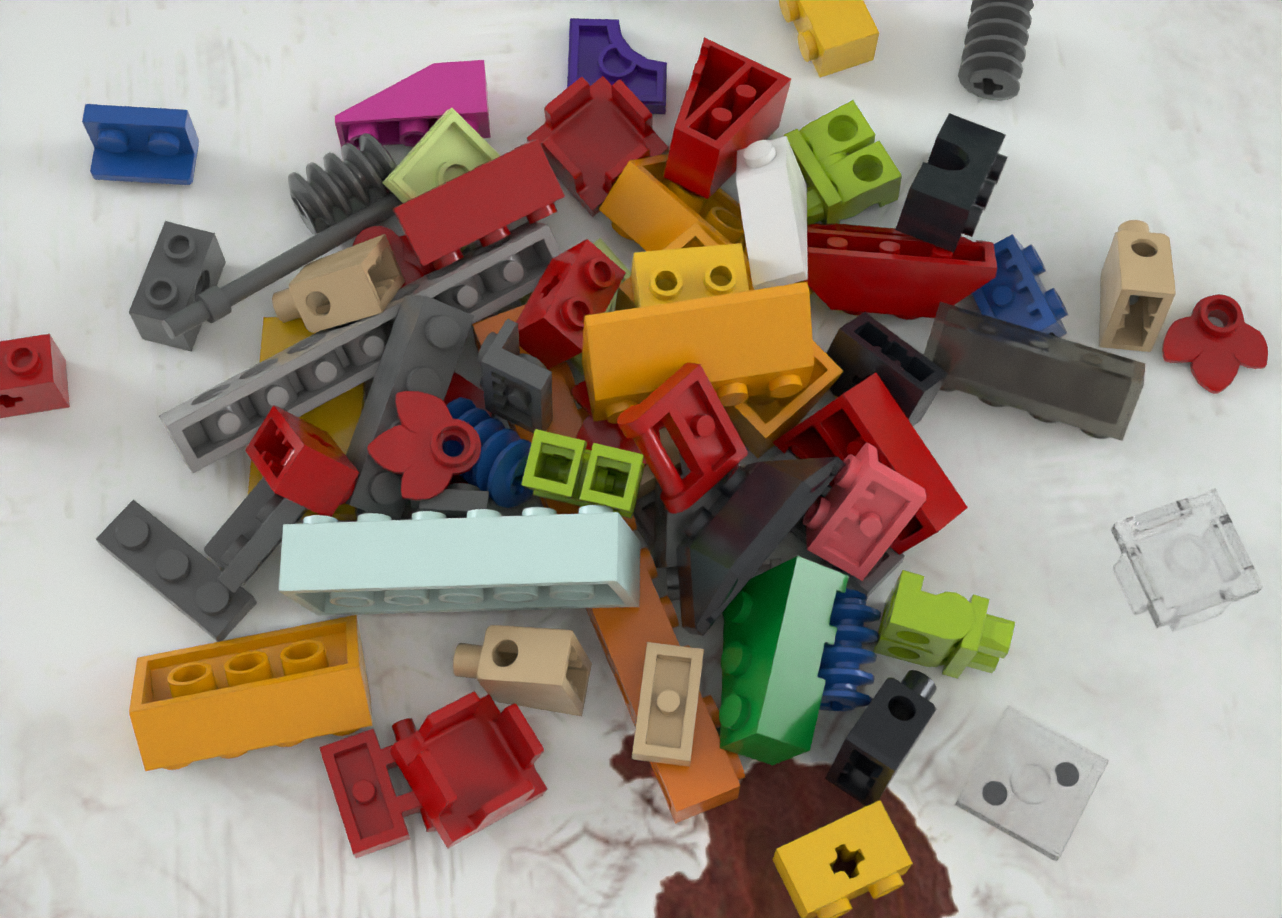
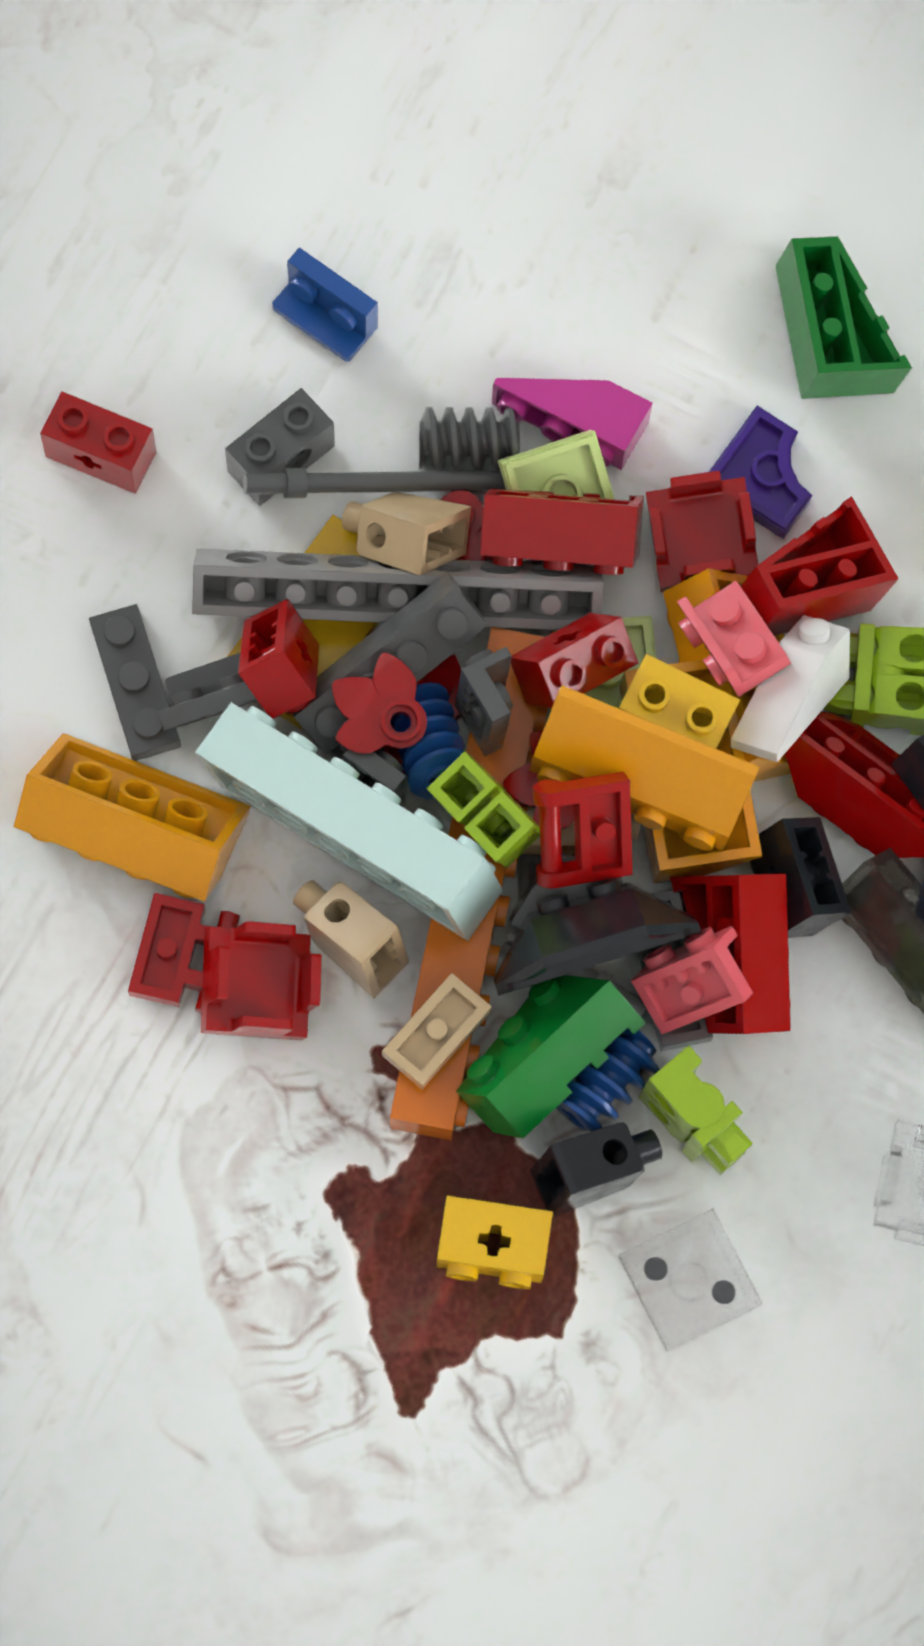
camera: 30 degrees right, 5 degrees up
(695, 199) = (735, 637): none -> coral bracket

